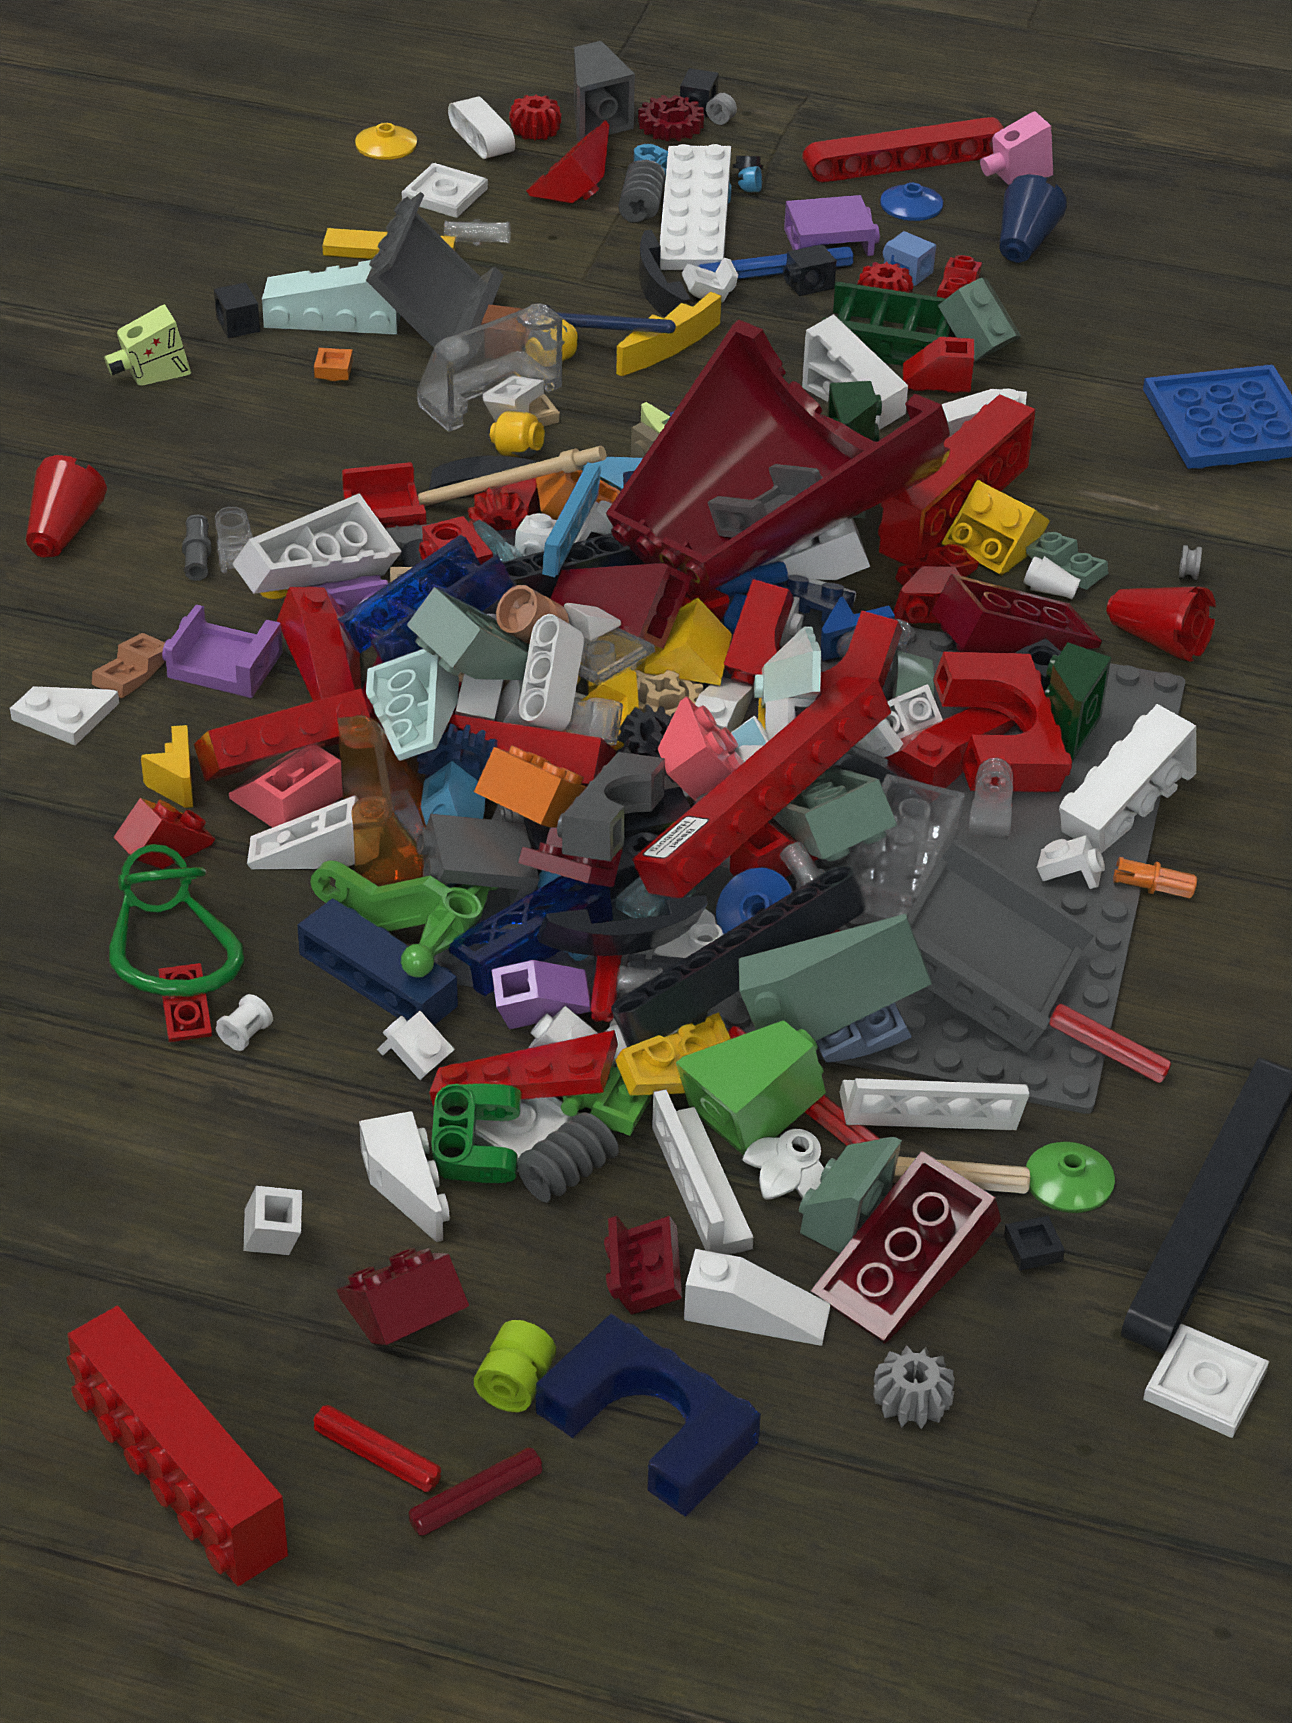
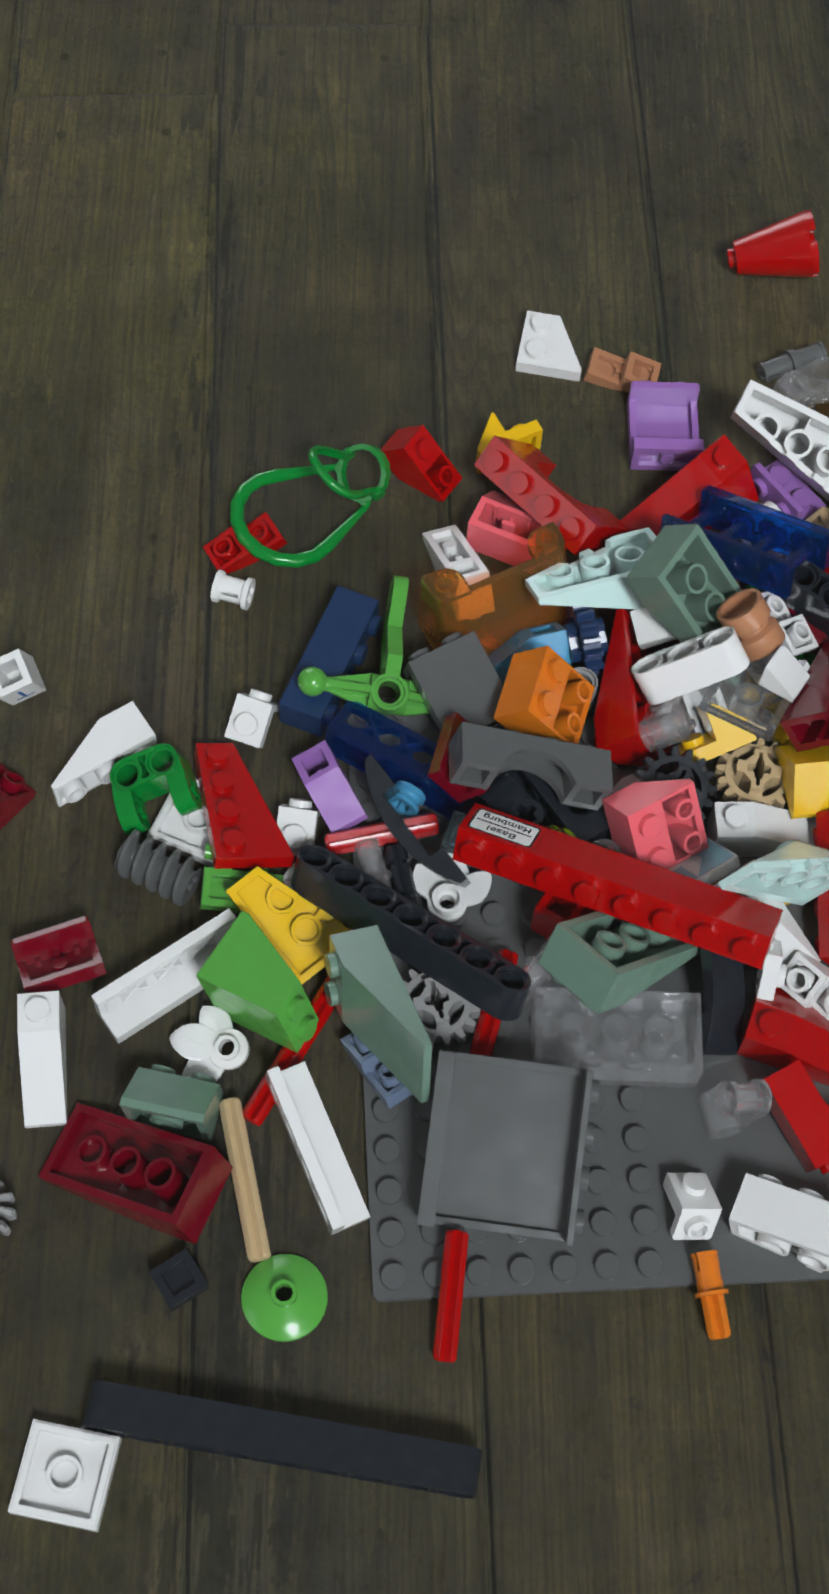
camera: 70 degrees right, 20 degrees up
(748, 894) = (501, 925): blue dish -> none

